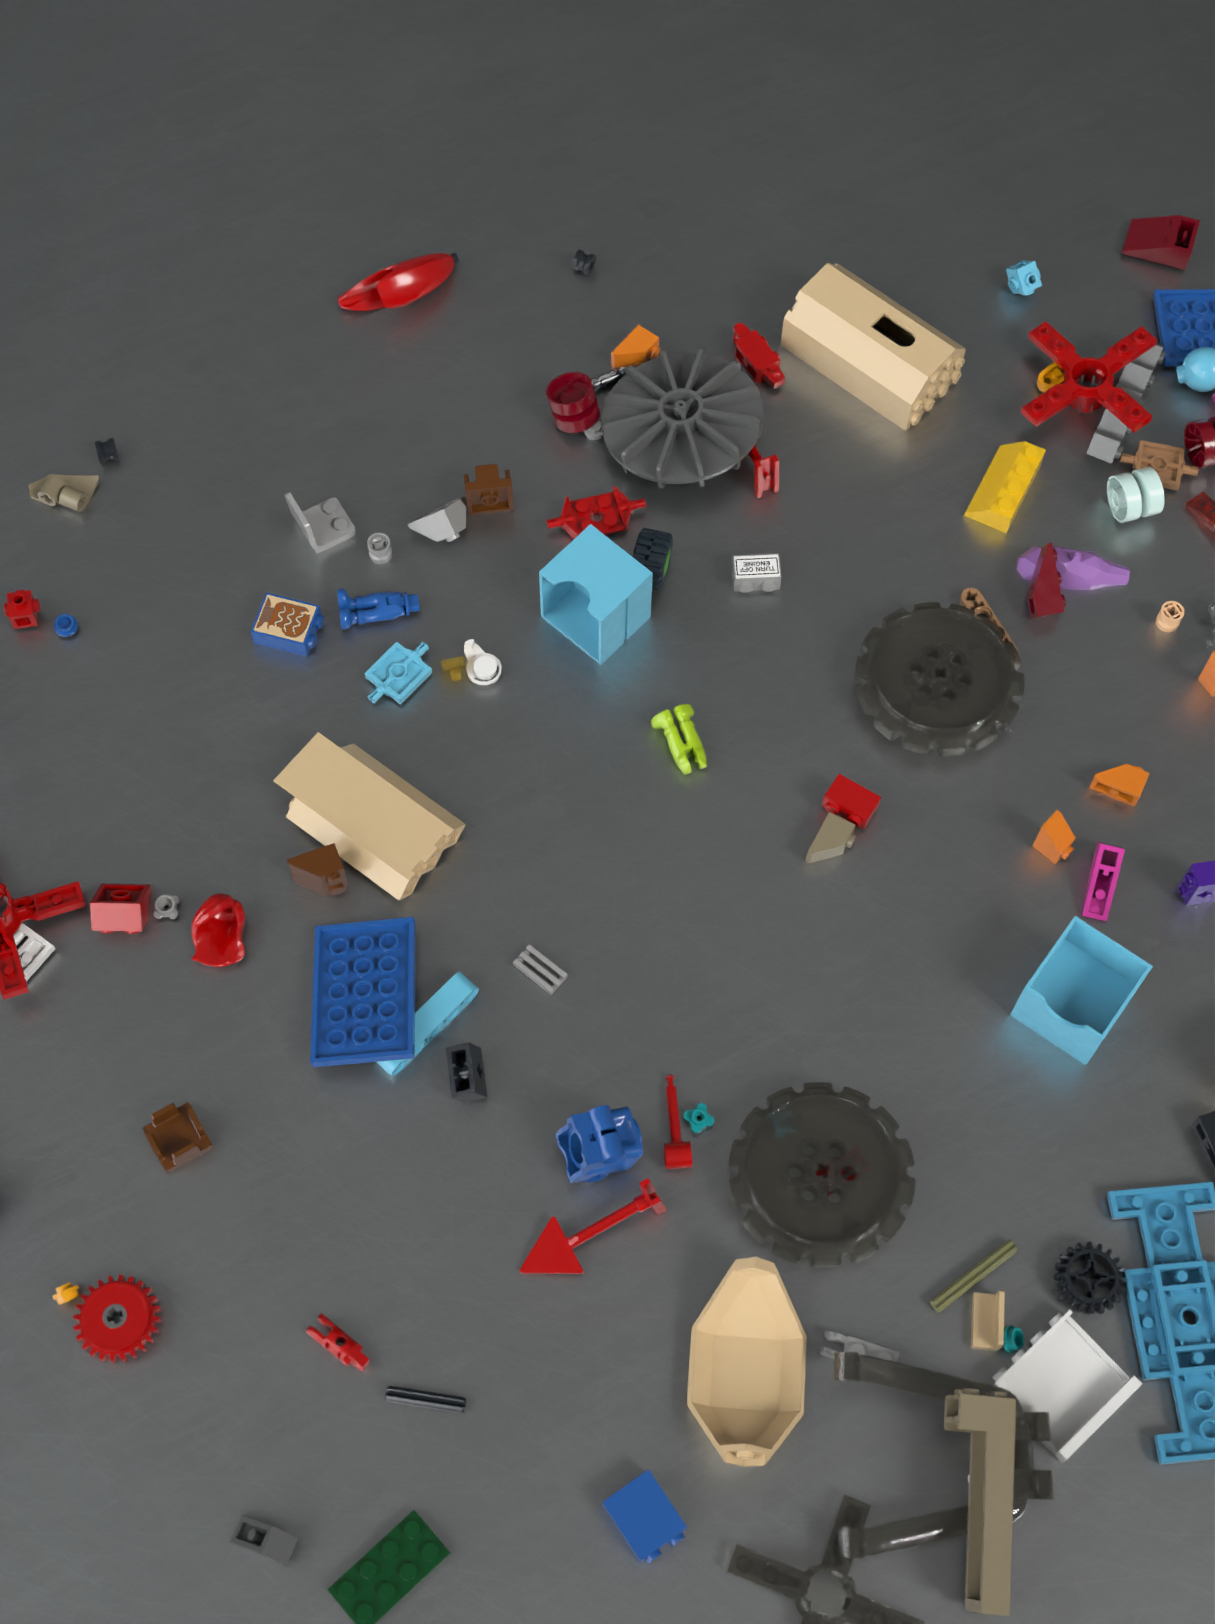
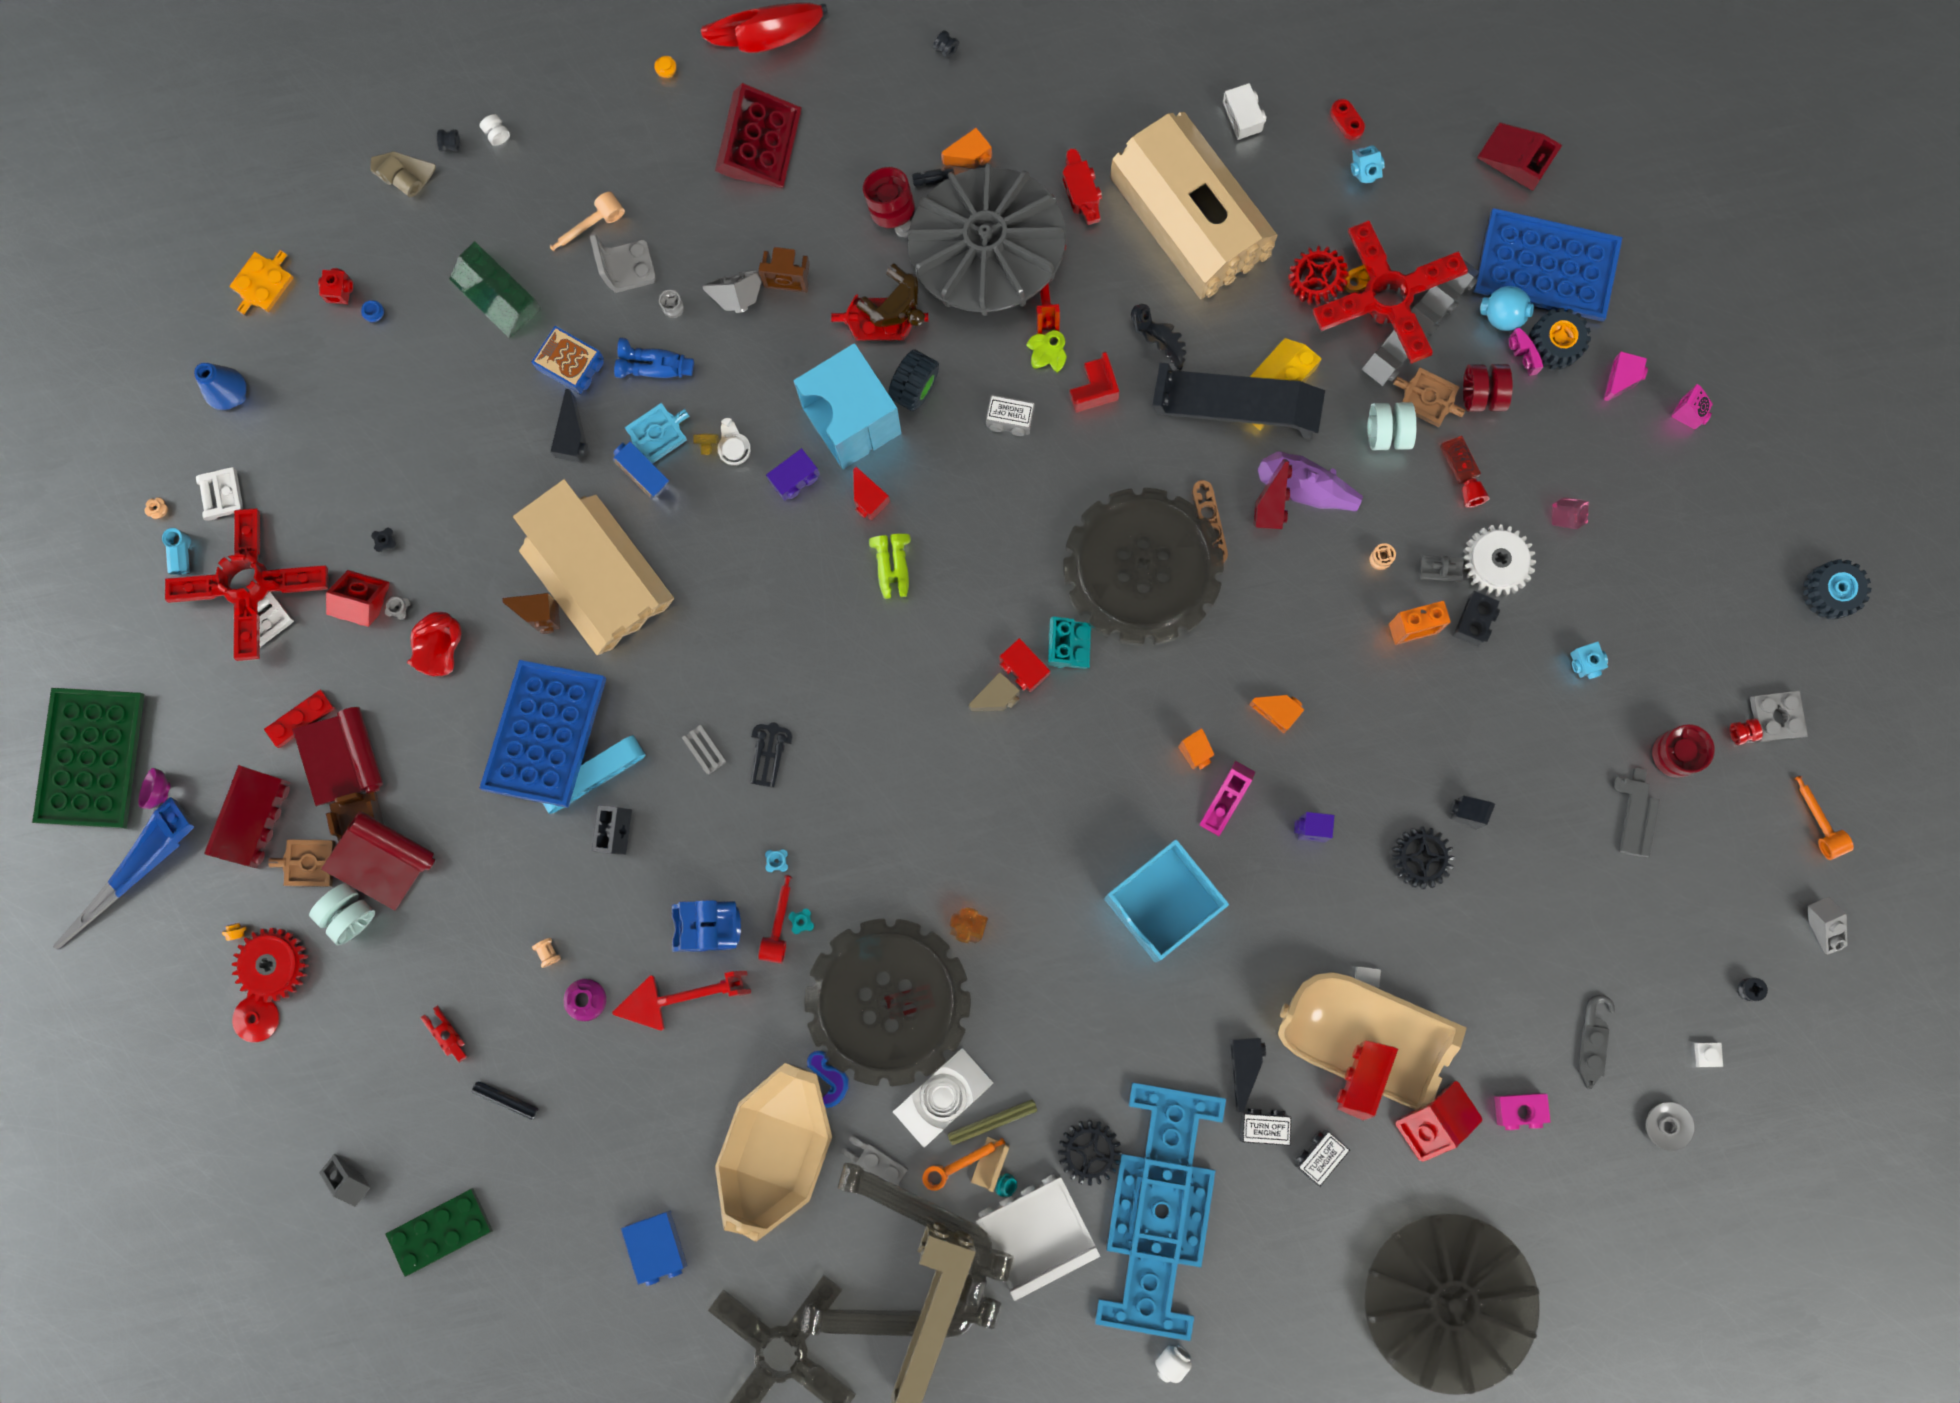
camera: 20 degrees right, 15 degrees up
(58, 1159) = (247, 817): none -> dark red slope
(85, 1048) = (305, 713): none -> red plate
(121, 1396) = (266, 1019): none -> red dish
(135, 1196) = (304, 862): none -> medium nougat plate
(139, 847) = (389, 542): none -> black plate
(140, 1074) = (338, 756): none -> dark red door
(154, 432) = (493, 127): none -> white wheel
(189, 1237) = (342, 913): none -> light aqua wheel
(190, 576) = (493, 290): none -> clear green slope
(215, 1169) = (377, 860): none -> dark red door
(289, 476) = (607, 208): none -> light nougat piece
(309, 696) = (569, 437): none -> black slope
(310, 340) = (665, 66): none -> light orange plate
(395, 704) = (639, 469): none -> blue brick
(422, 381) = (758, 137): none -> dark red slope
(429, 1223) = (546, 952): none -> light nougat bush
(485, 1278) = (596, 1002): none -> magenta piece
(553, 678) = (793, 475): none -> dark purple brick
(607, 931) = (773, 728): none -> black piece
(613, 496) = (899, 305): none -> dark brown connector
(636, 679) = (868, 496): none -> red slope
(653, 1055) = (781, 856): none -> medium azure plate
(771, 509) = (1045, 353): none -> lime plate
(791, 1273) = (836, 1079): none -> animal
(838, 526) = (1101, 386): none -> red panel
(880, 1073) = (968, 925): none -> clear orange brick
(881, 466) = (1160, 334): none -> black plant
(888, 770) = (1069, 643): none -> teal brick
(890, 258) = (1244, 111): none -> white brick
(910, 1265) = (943, 1097): none -> white slope
(942, 1340) = (957, 1165): none -> orange piece
(979, 504) = (1239, 399): none -> black panel
(987, 246) = (1346, 118): none -> red plate
(1012, 373) = (1331, 263): none -> red gear

